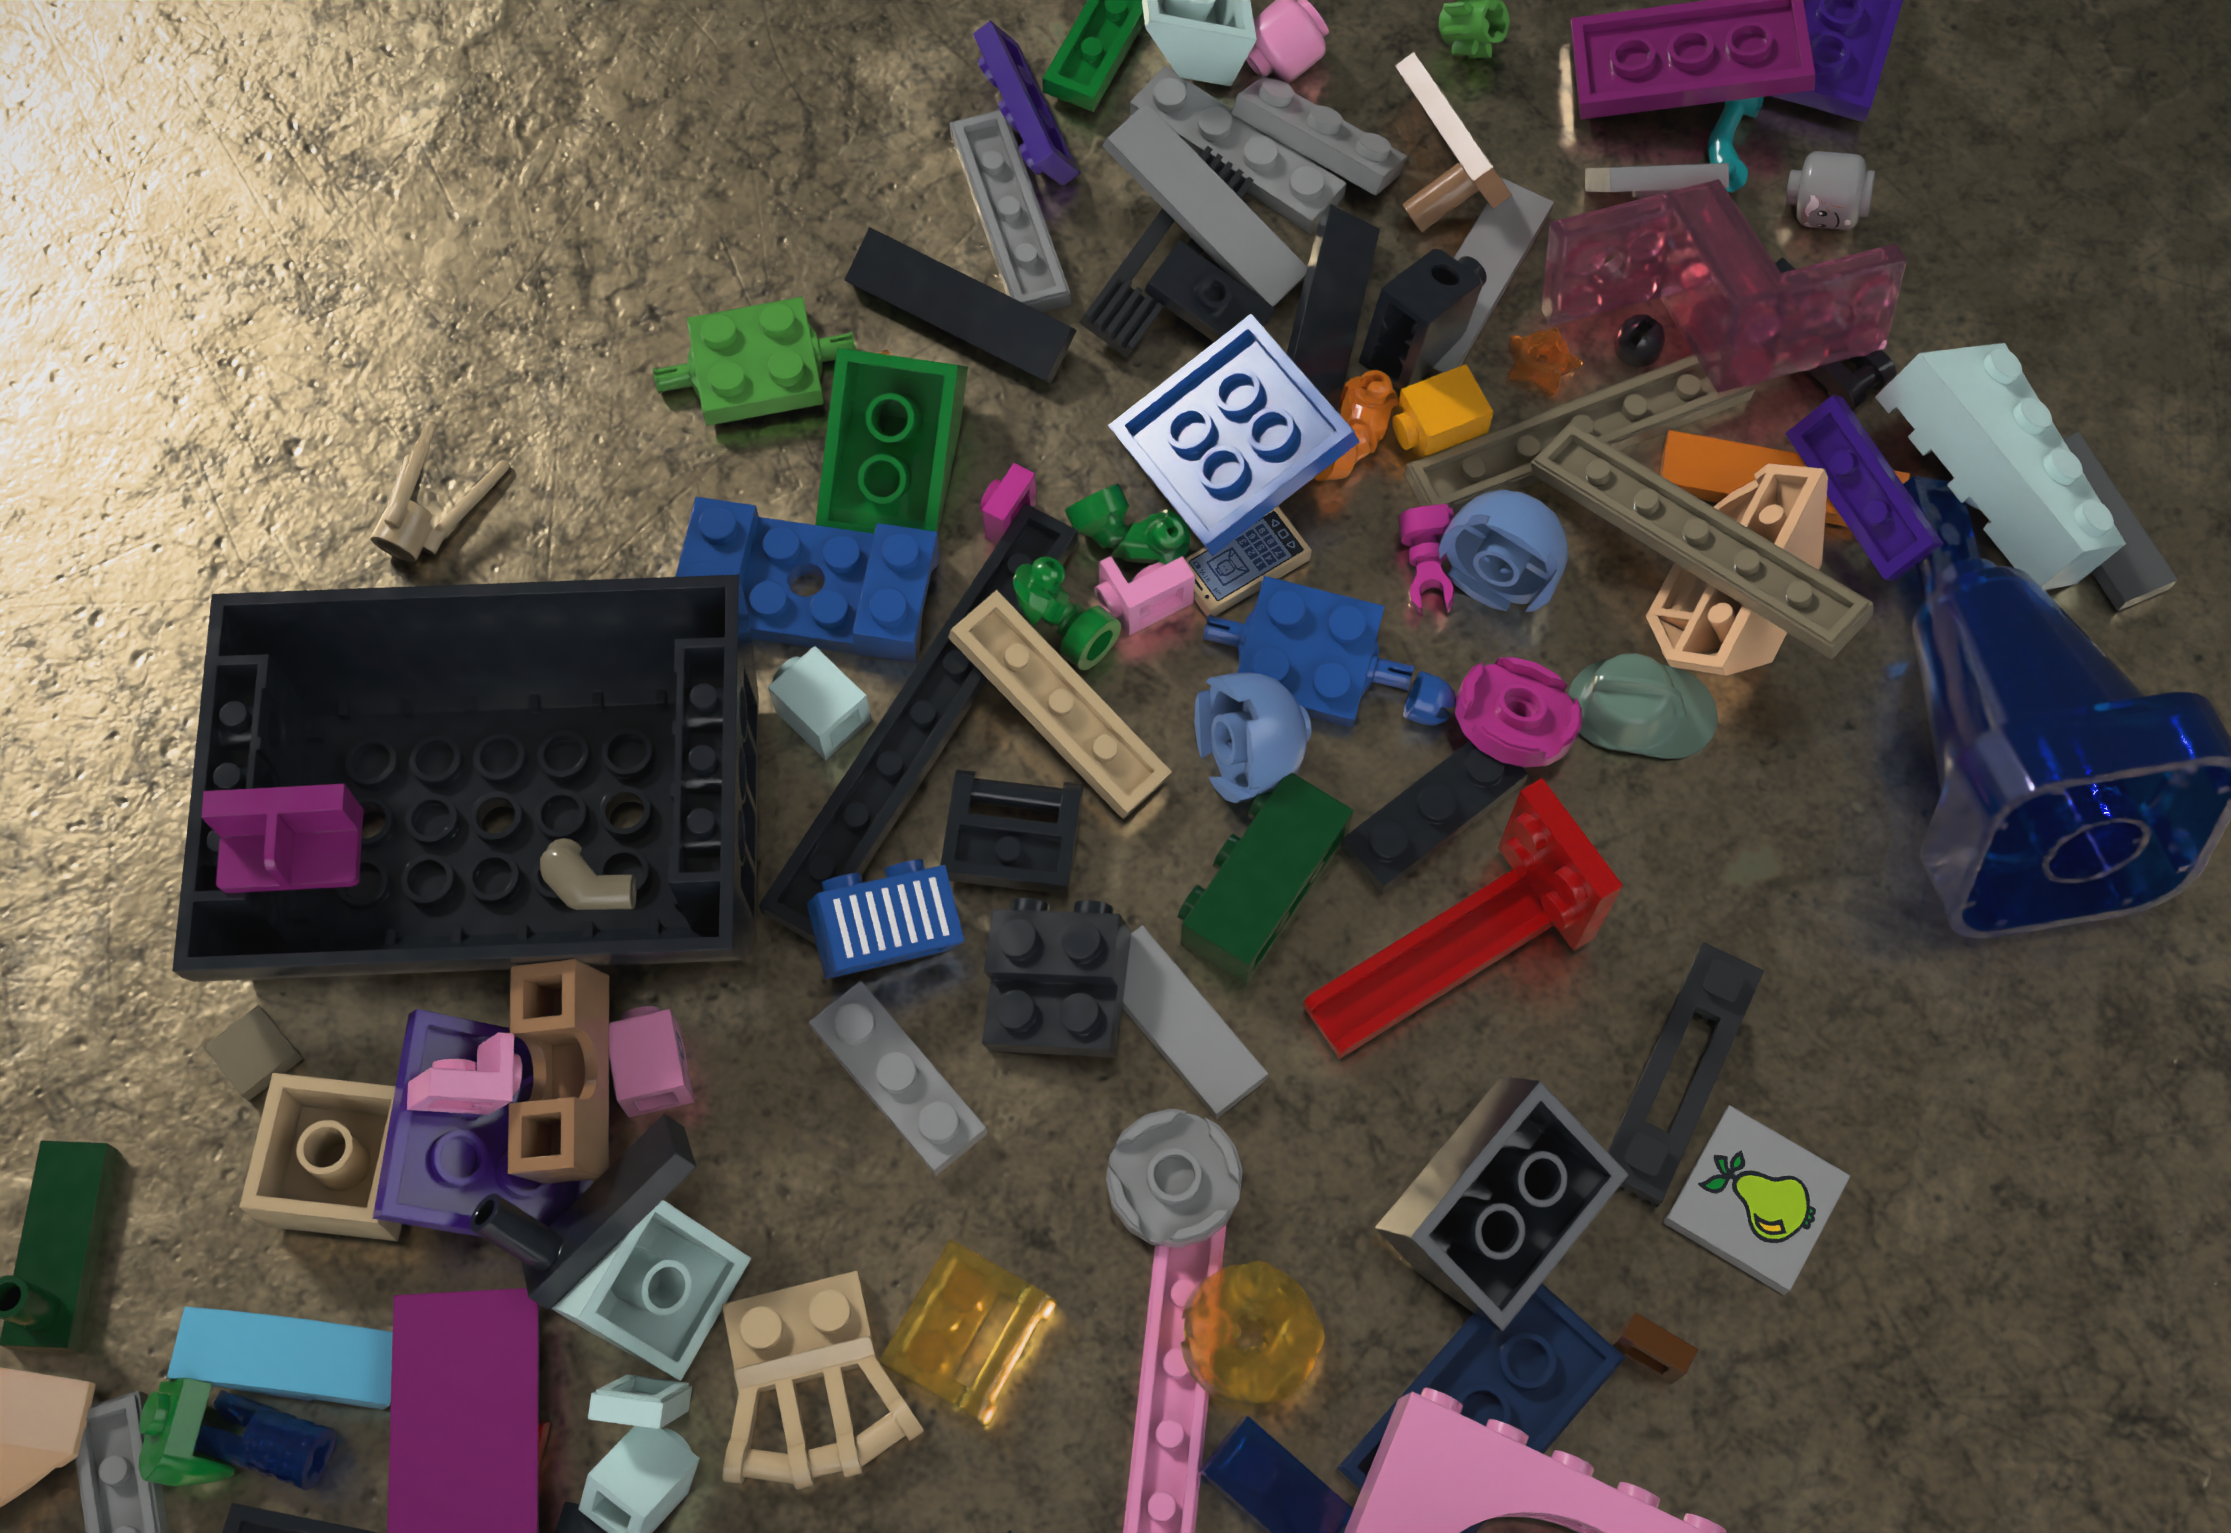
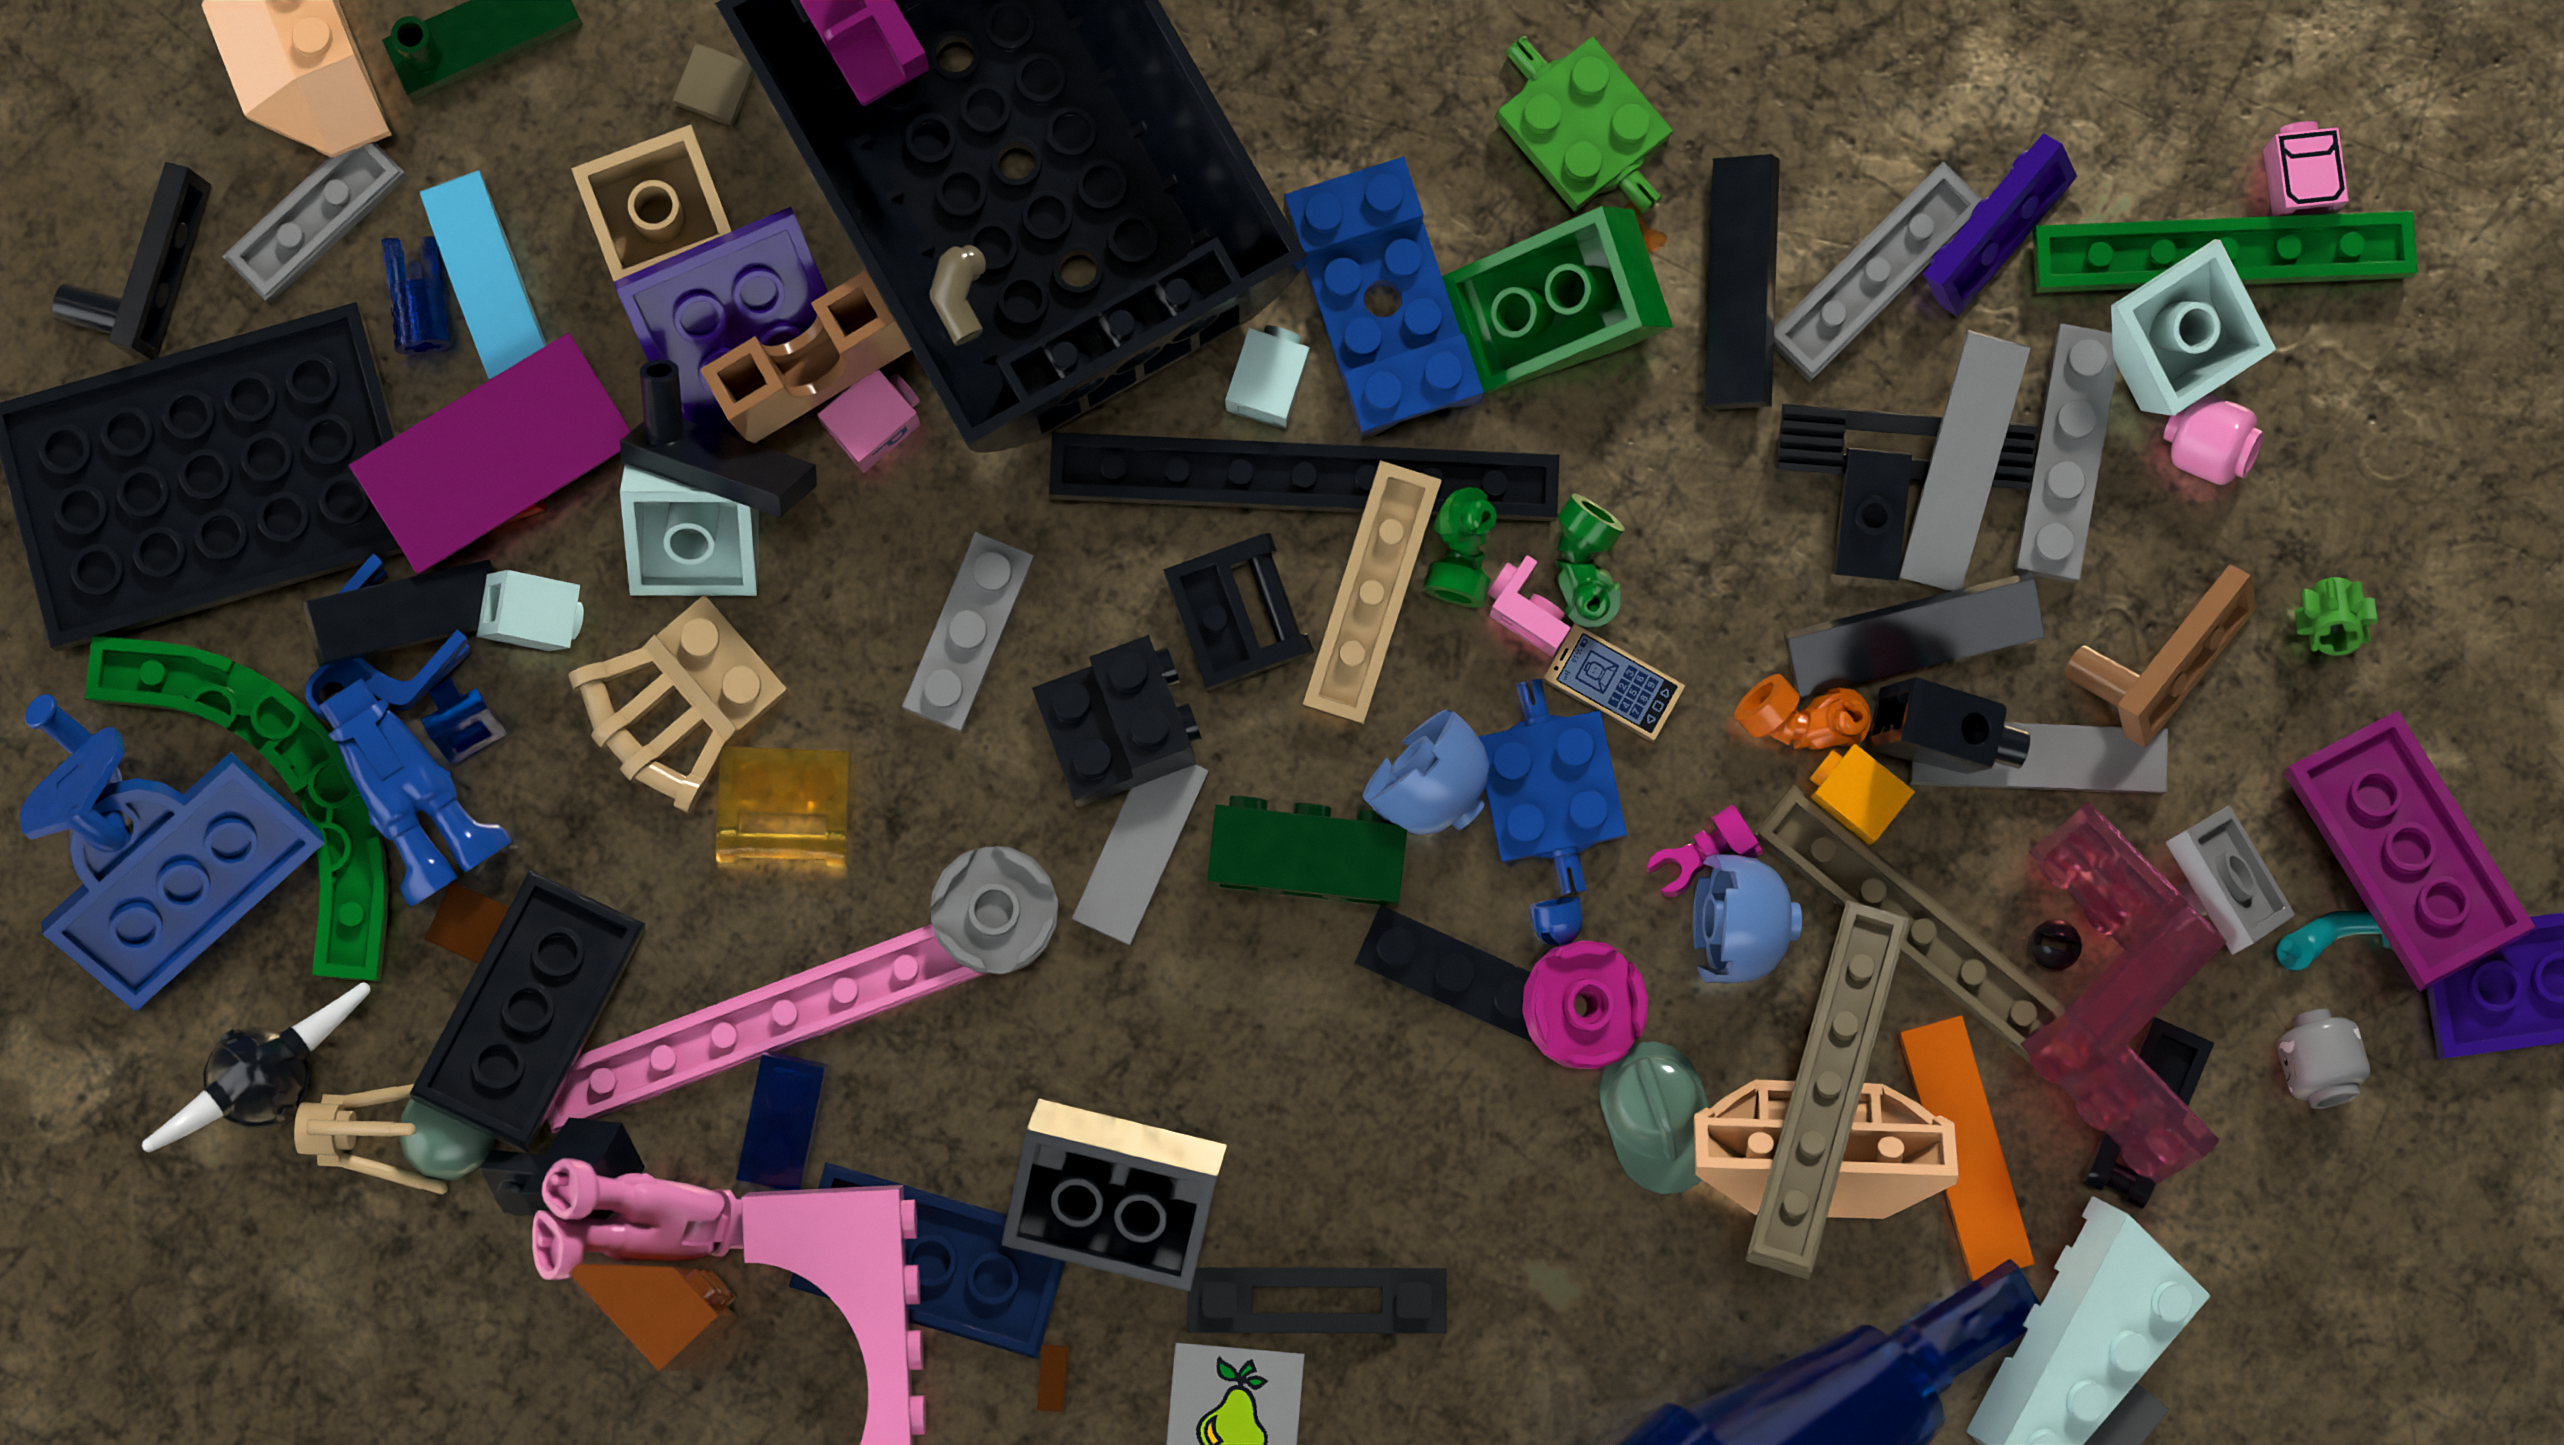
camera: 60 degrees right, 15 degrees up
(171, 1430) = (385, 220): green plate -> none
(458, 1088) = (747, 285): bright pink bracket -> none
(640, 1401) = (587, 577): light aqua tile -> none
(884, 919) = (1090, 547): blue brick -> none
(1005, 499) = (1553, 436): dark pink plate -> none
(1233, 434) = (1725, 609): plate -> none
(1289, 1334) = (879, 1005): clear yellow plate -> none
(1319, 134) = (2121, 526): light grey plate -> none
(1545, 345) = (2003, 860): clear orange plate -> none
(1552, 882) = (1330, 1050): red bracket -> none
(1864, 488) = (1979, 1223): dark purple plate -> none

